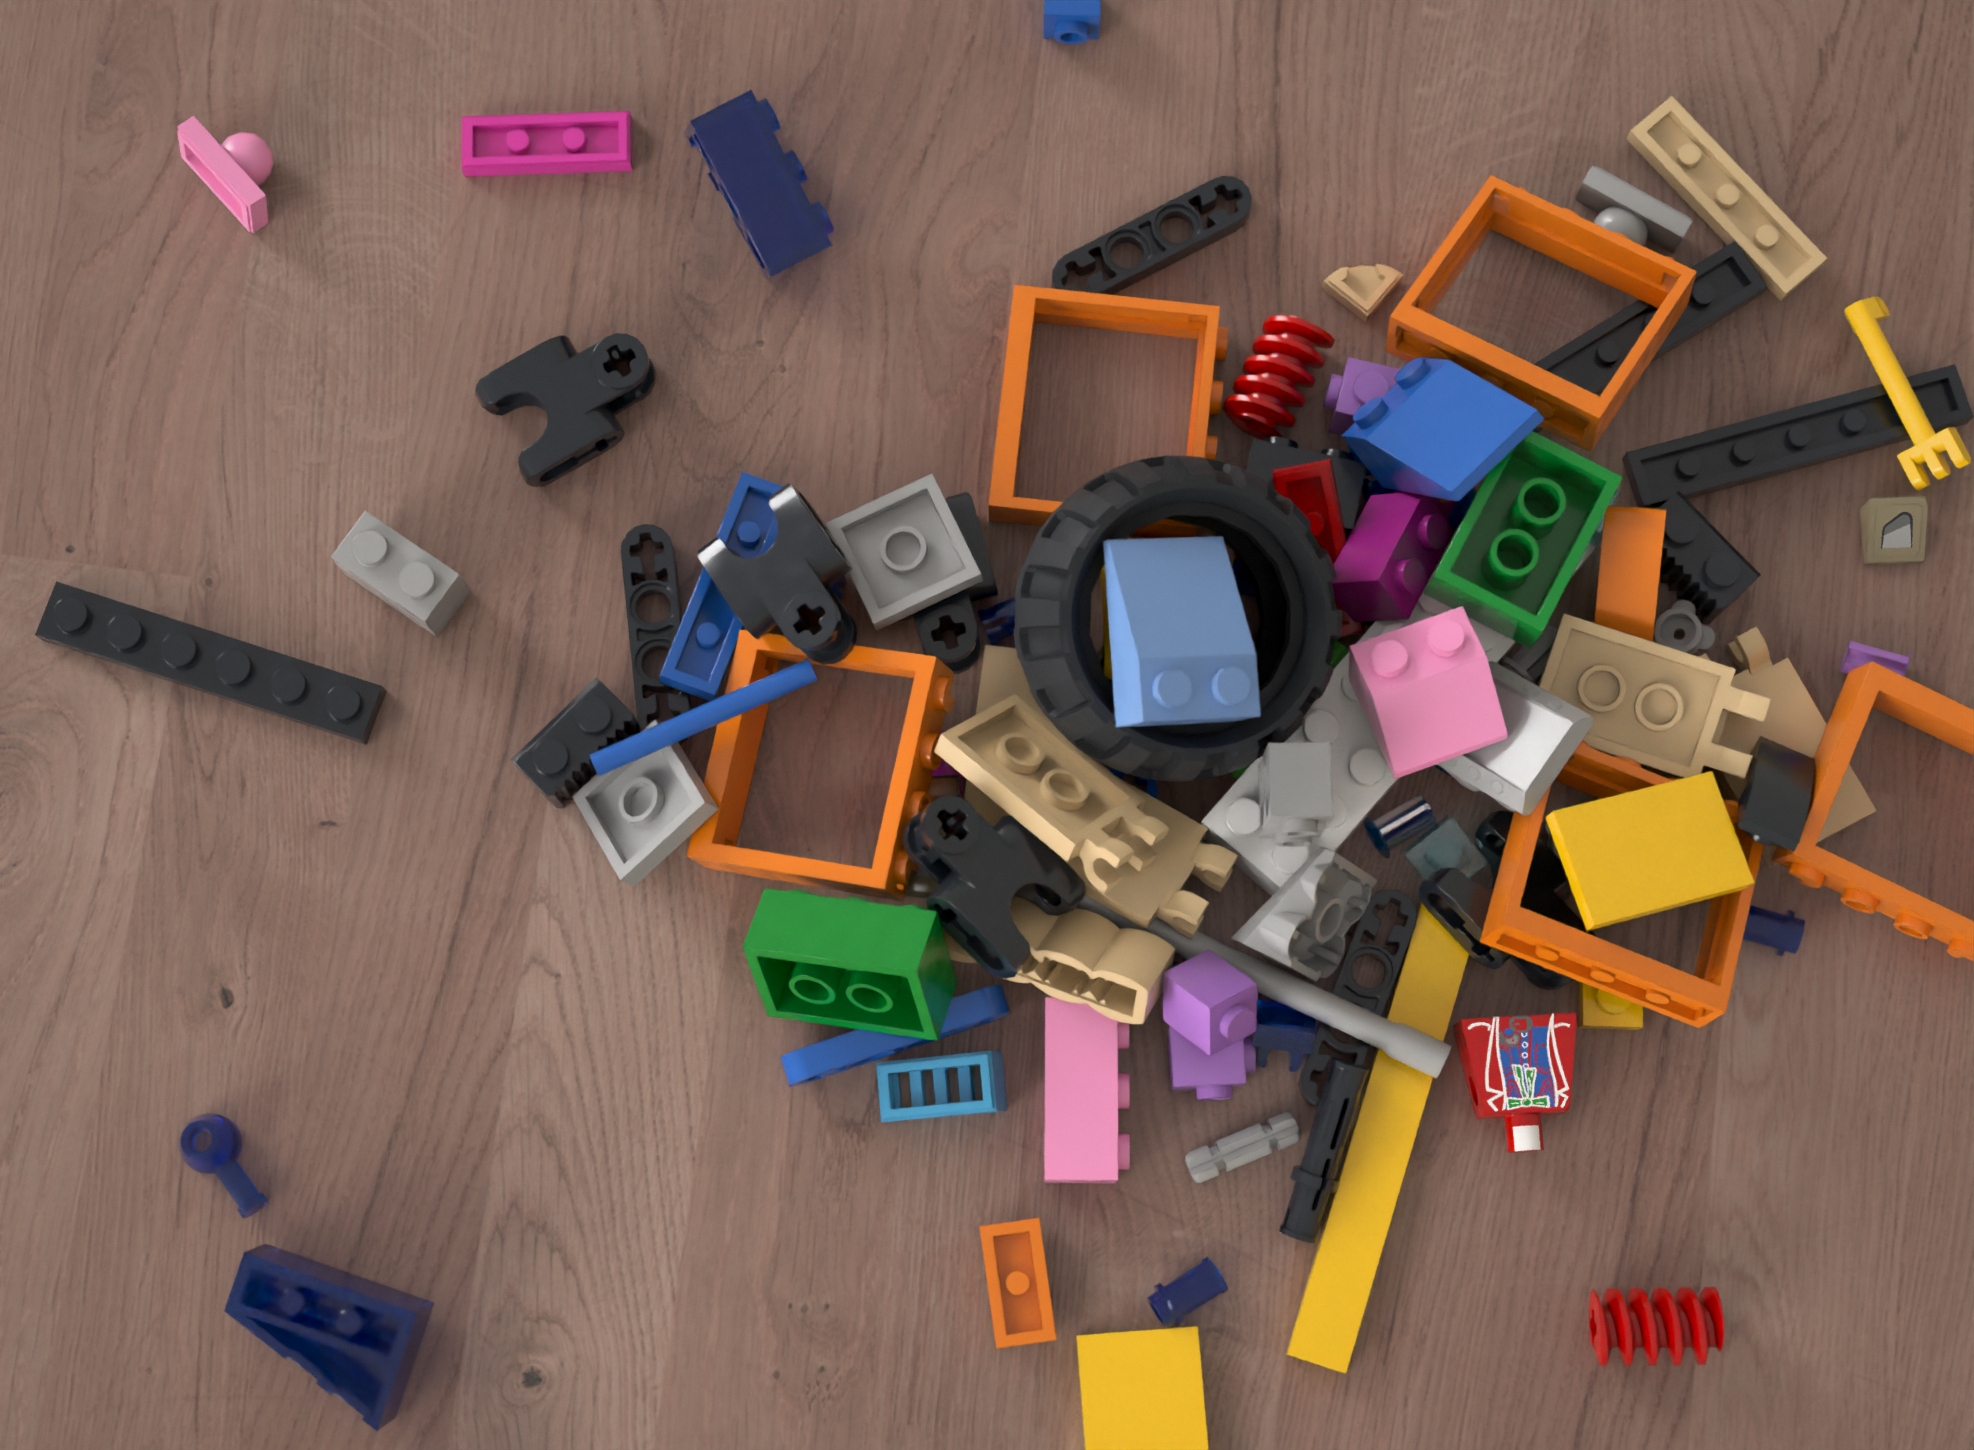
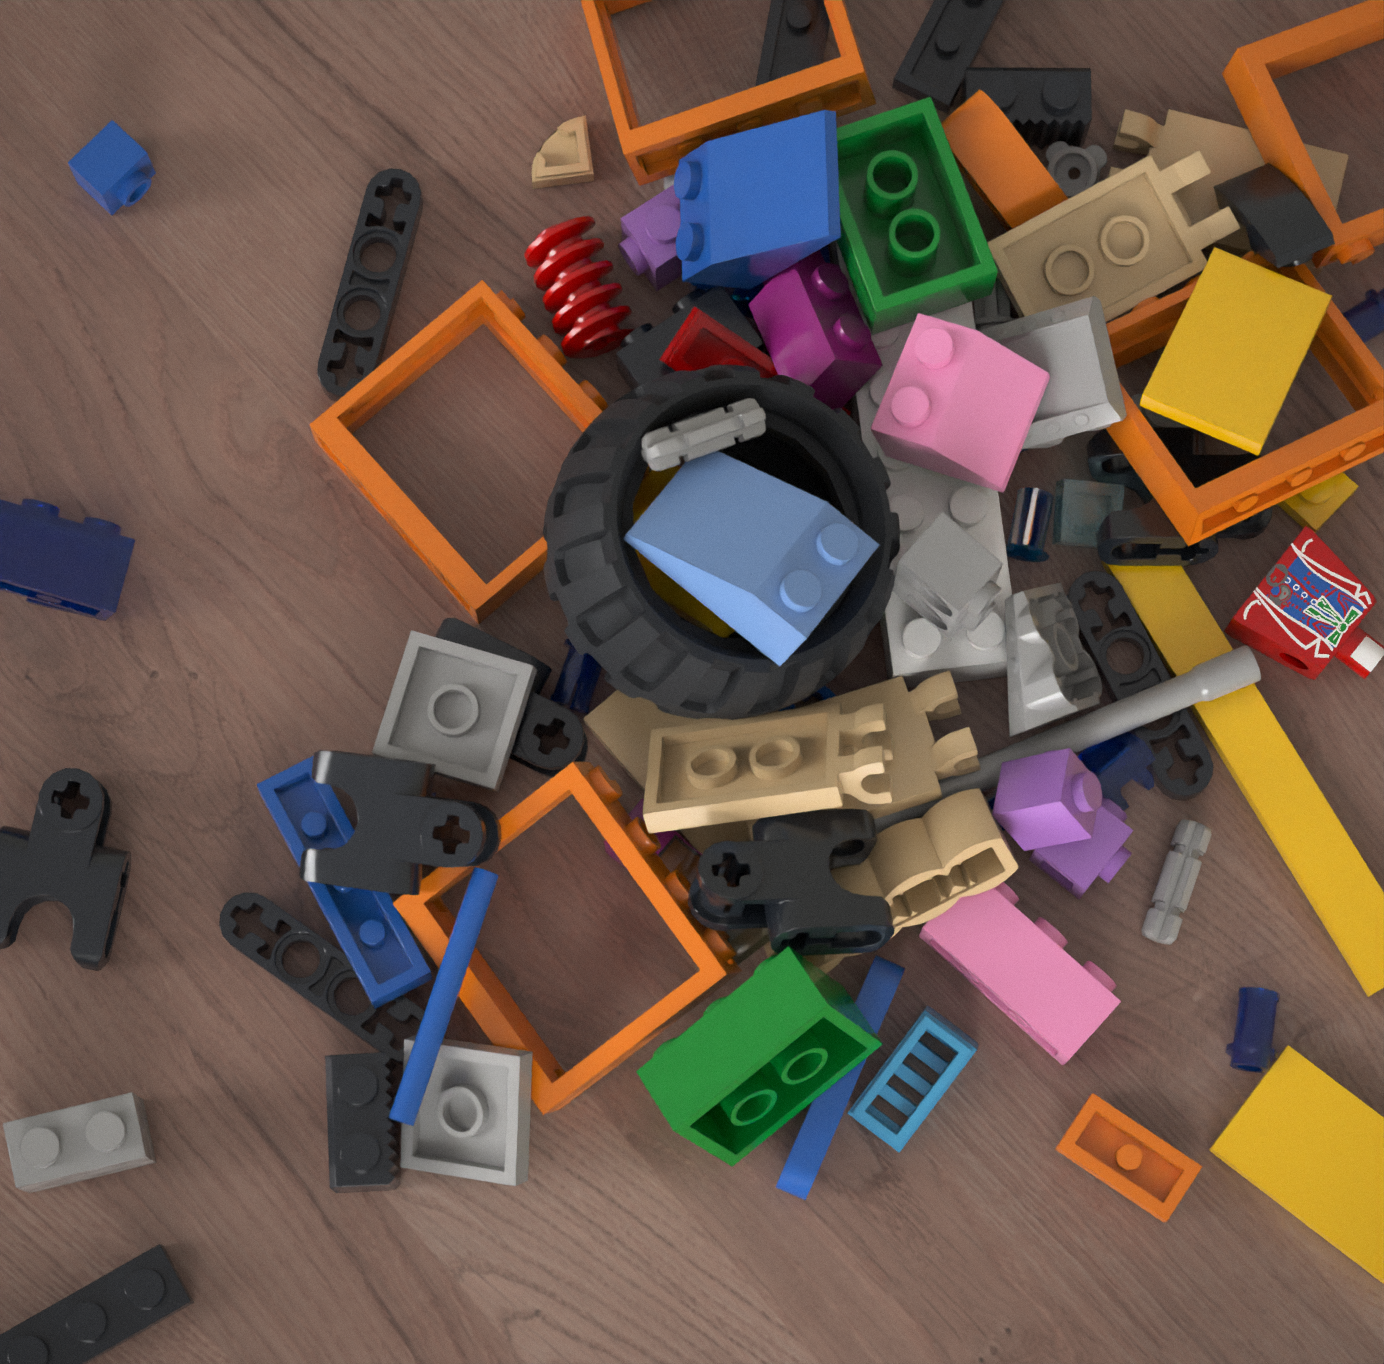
camera: 50 degrees left, 0 degrees up
(1227, 531) = (703, 434): none -> light grey axle
(1323, 1151) = (1250, 840): black pin -> none
(1860, 654) = (1218, 53): medium lavender piece -> none

